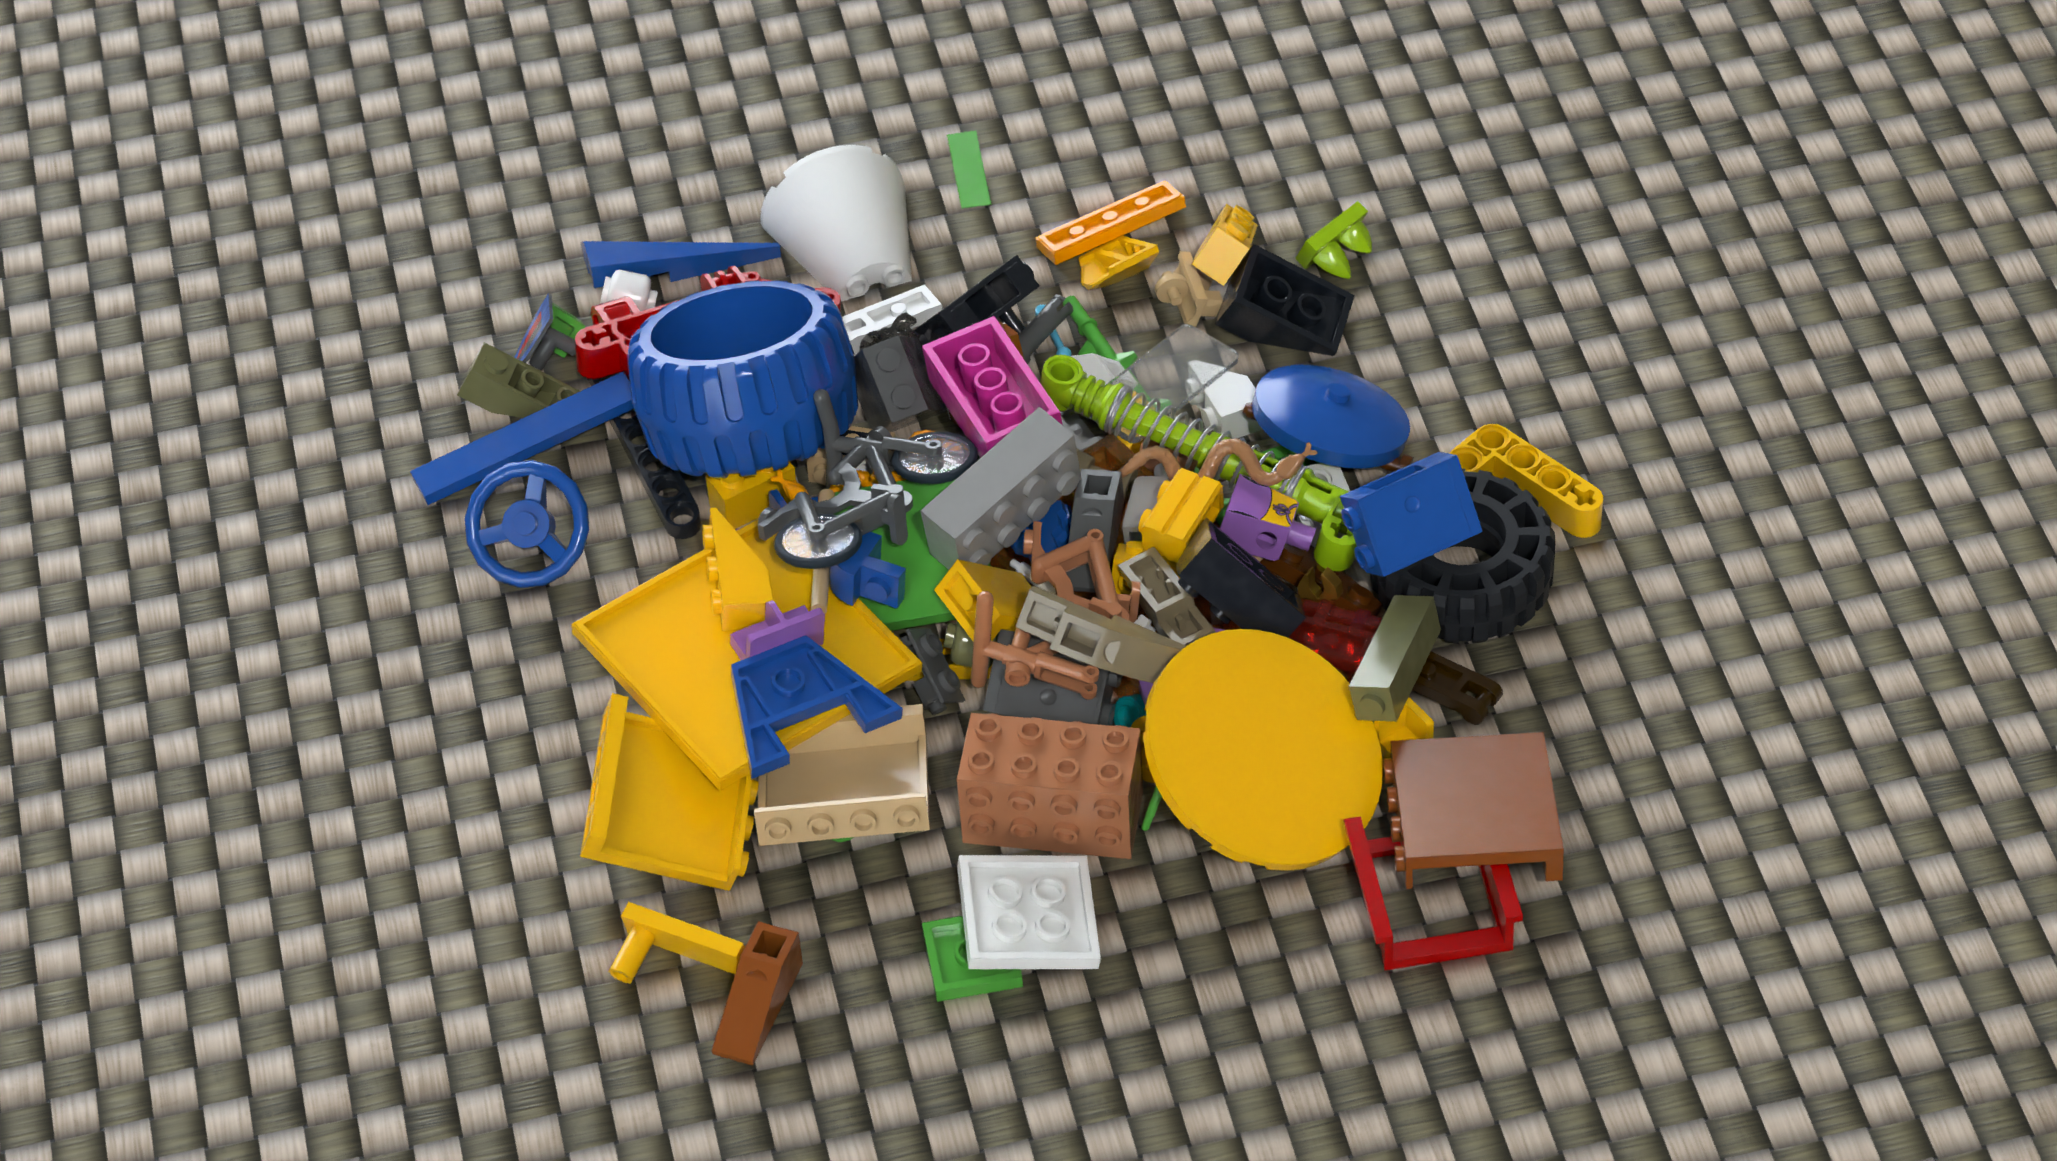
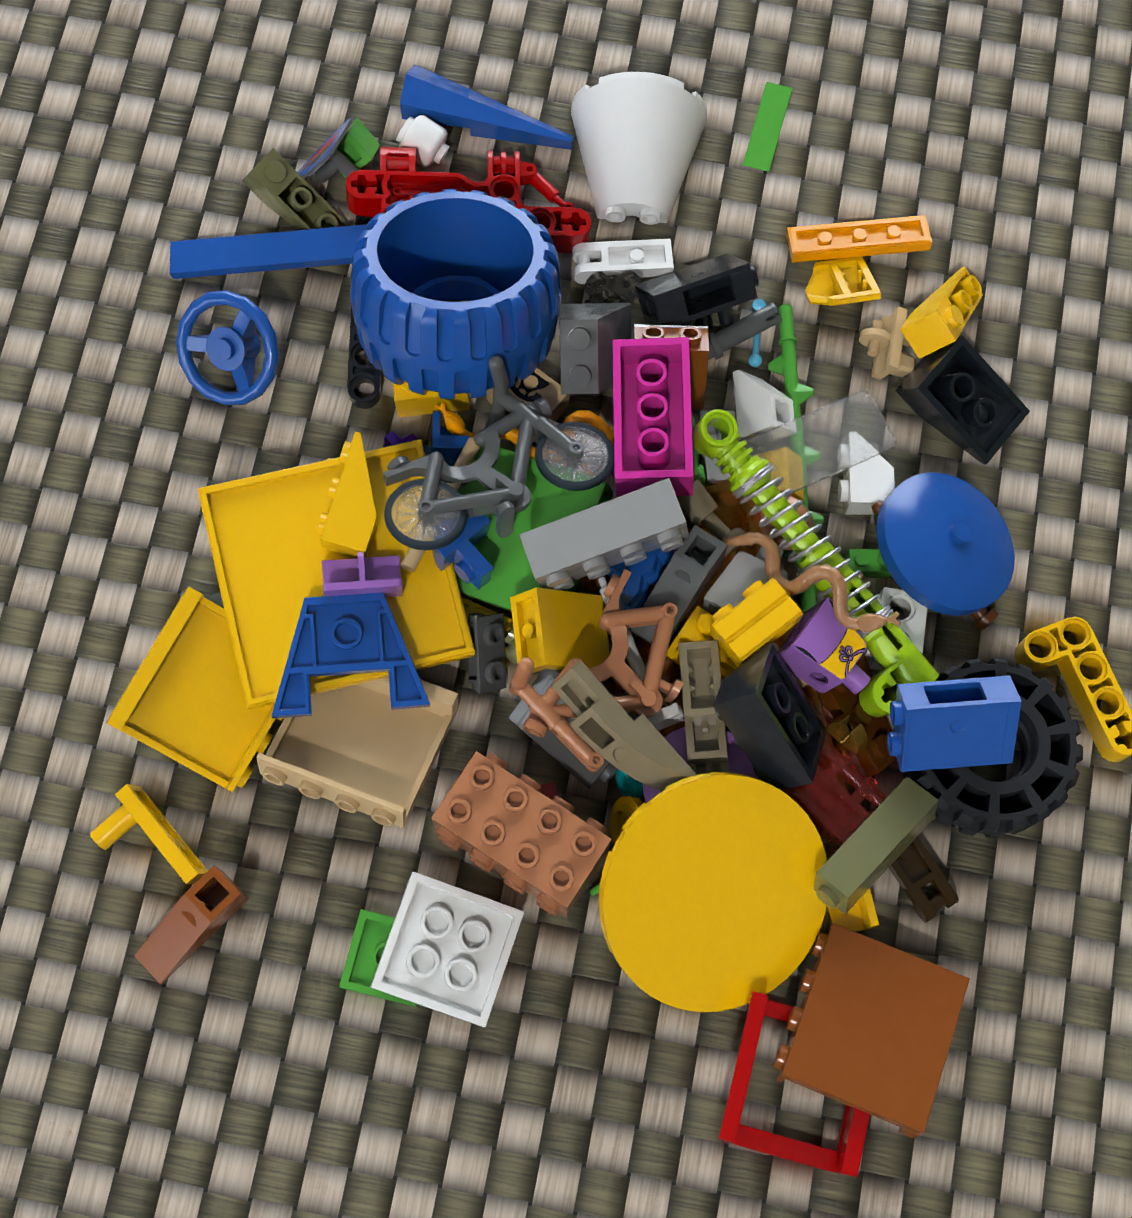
camera: 20 degrees right, 25 degrees up
(1324, 245) = (1027, 355): lime tile -> none

